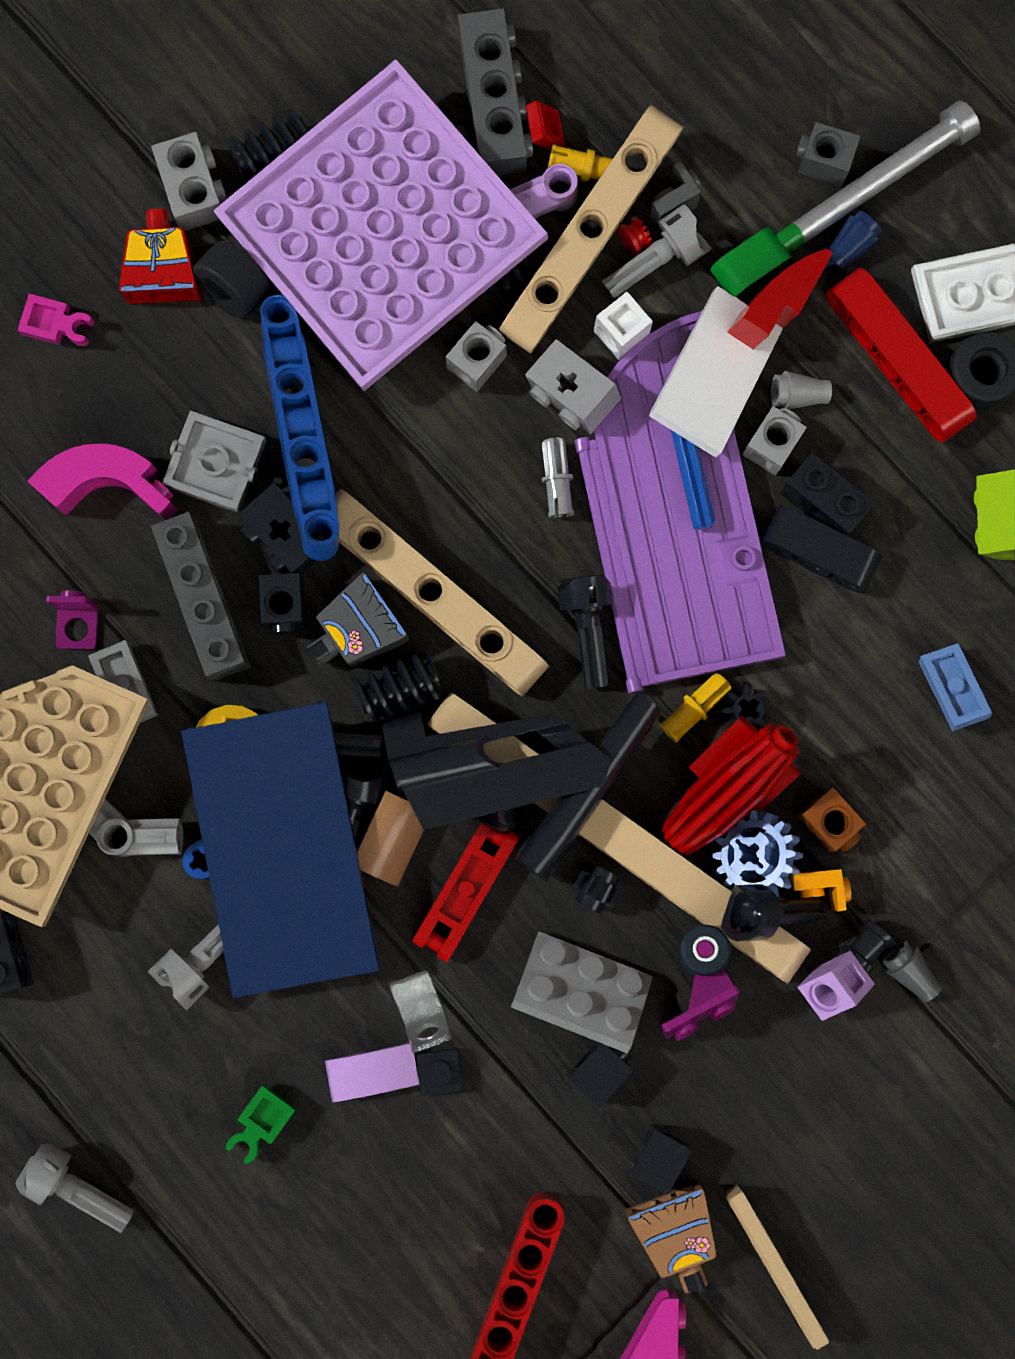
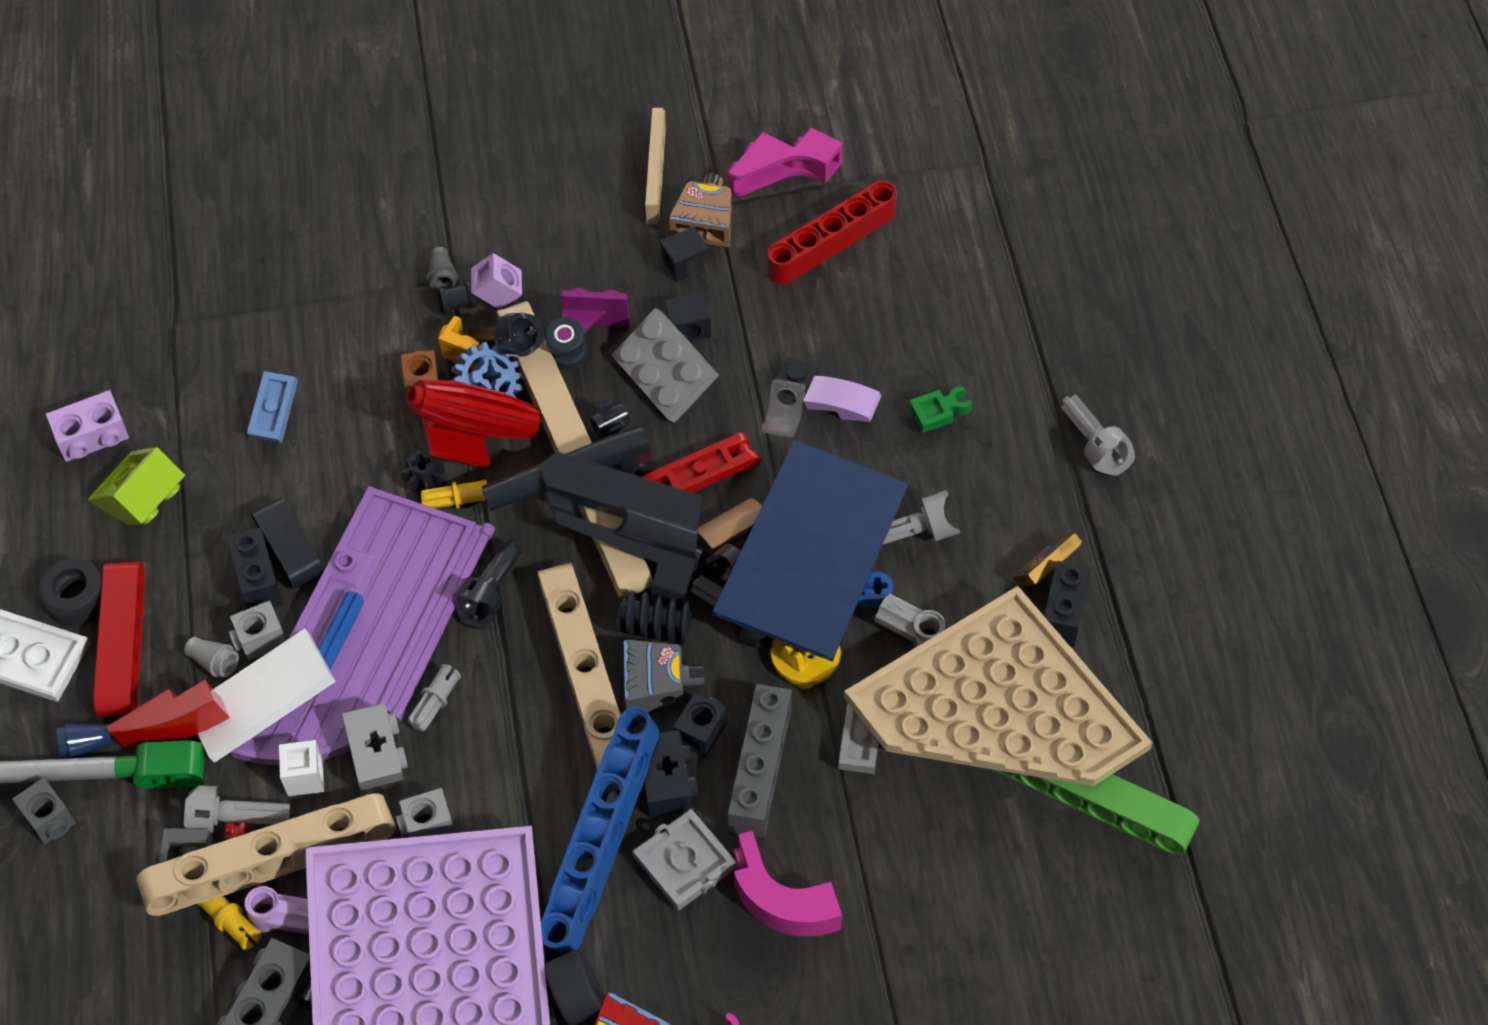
camera: 145 degrees left, 25 degrees down
(44, 997) = (1046, 560): none -> pearl gold tile
(72, 606) = (866, 812): magenta bracket -> none
(544, 125) = (236, 966): red tile -> none

